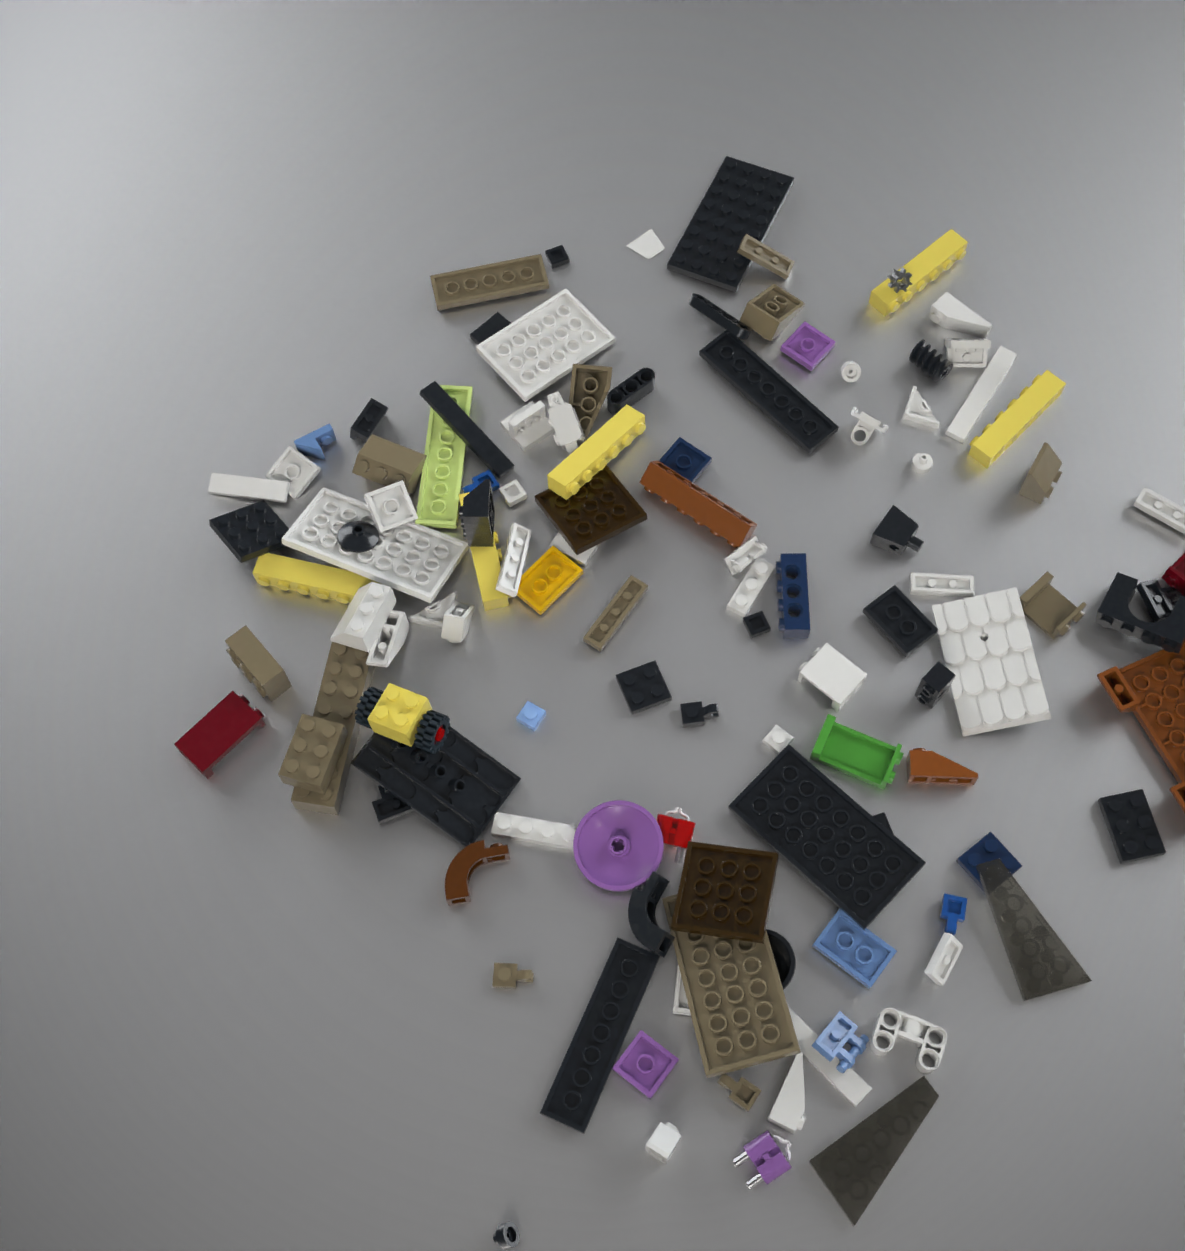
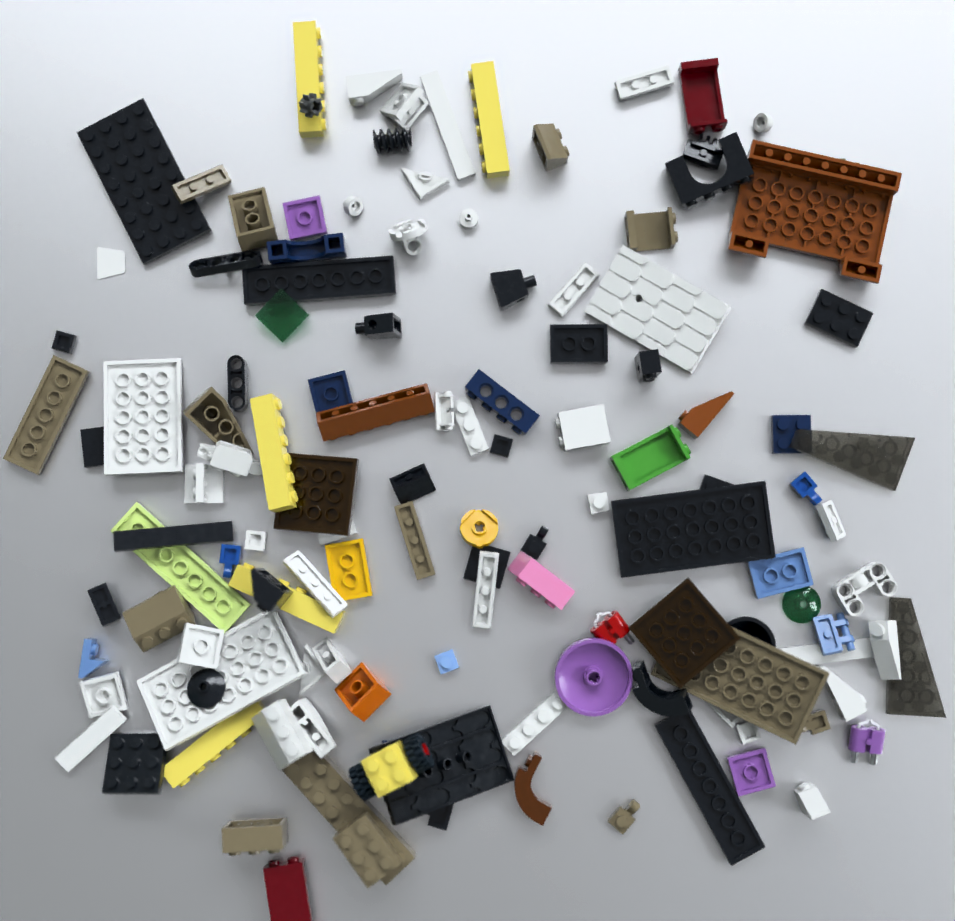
camera: 55 degrees left, 20 degrees up
(449, 665) = (362, 692): none -> orange slope
(620, 698) = (485, 589): none -> white tile
(662, 578) = (412, 484): none -> black panel
(665, 663) = (478, 518): none -> yellow plate
(667, 739) = (541, 581): none -> bright pink wedge
(681, 1032) = (747, 732): none -> white plate
(715, 383) = (282, 315): none -> clear green tile
(773, 458) = (380, 326): none -> black torso
(800, 375) = (325, 247): none -> dark blue arch
(835, 1002) = (792, 608): none -> clear green dish
(873, 1100) = (886, 648): none -> white slope

